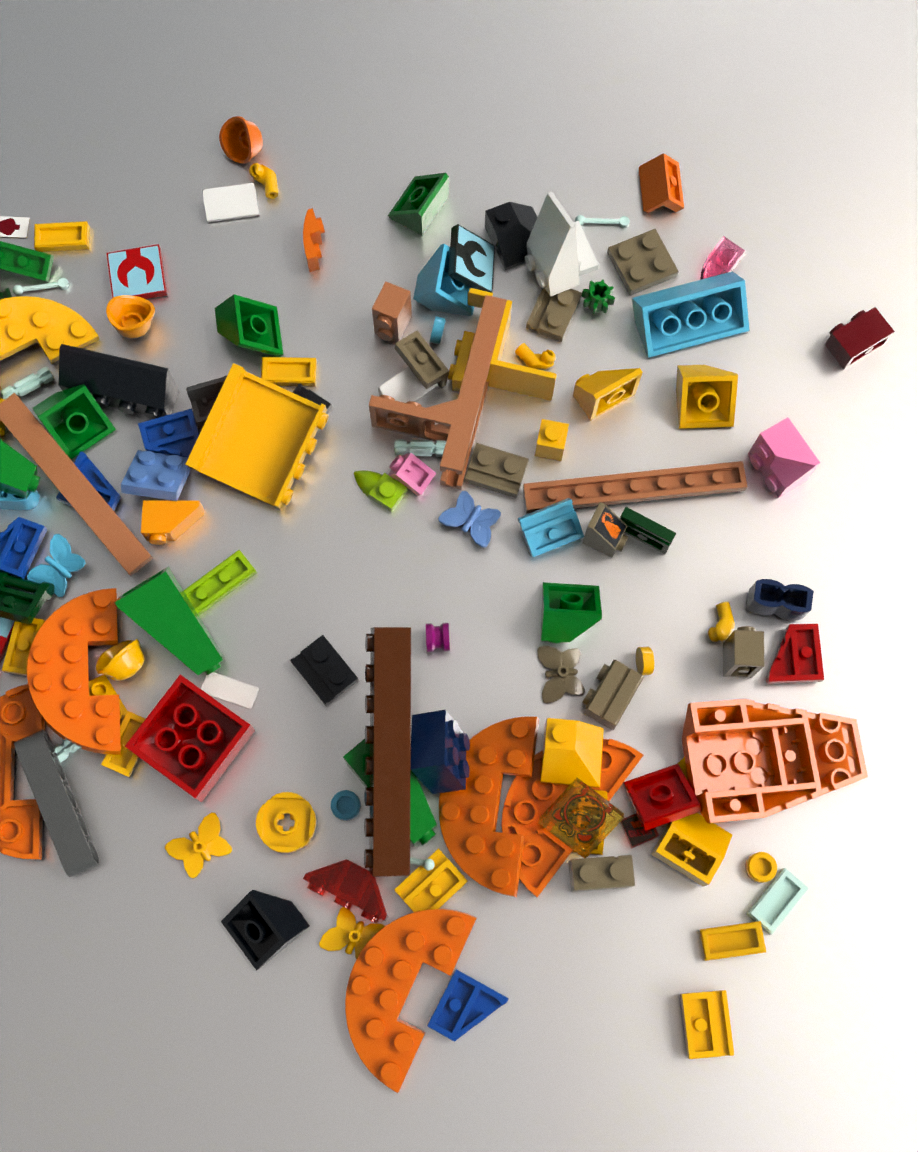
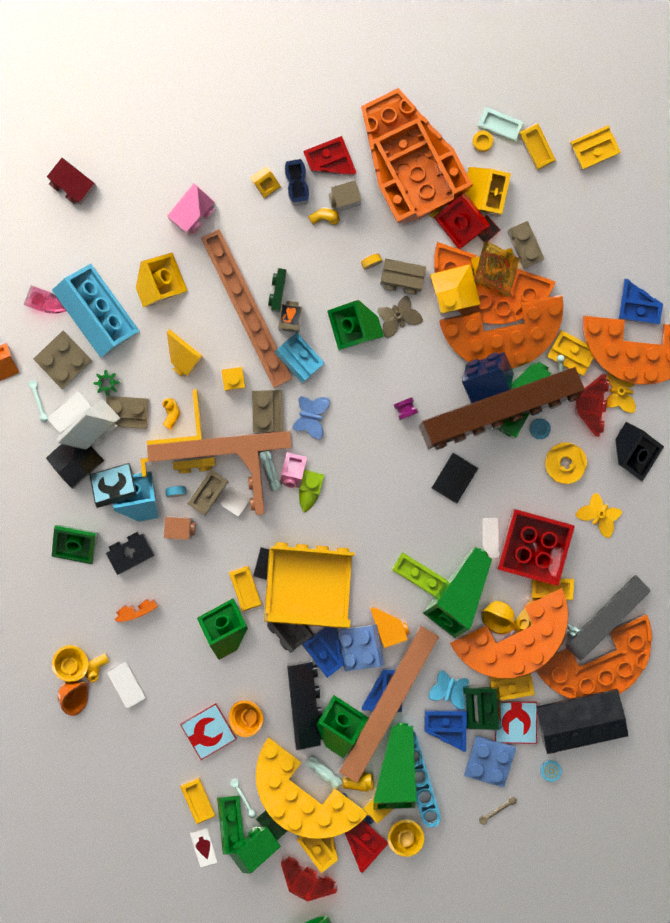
camera: 115 degrees left, 15 degrees up
(279, 146) = (70, 663): none -> yellow helmet
(381, 242) = (142, 552): none -> black brick
(788, 566) = (265, 182): none -> yellow slope

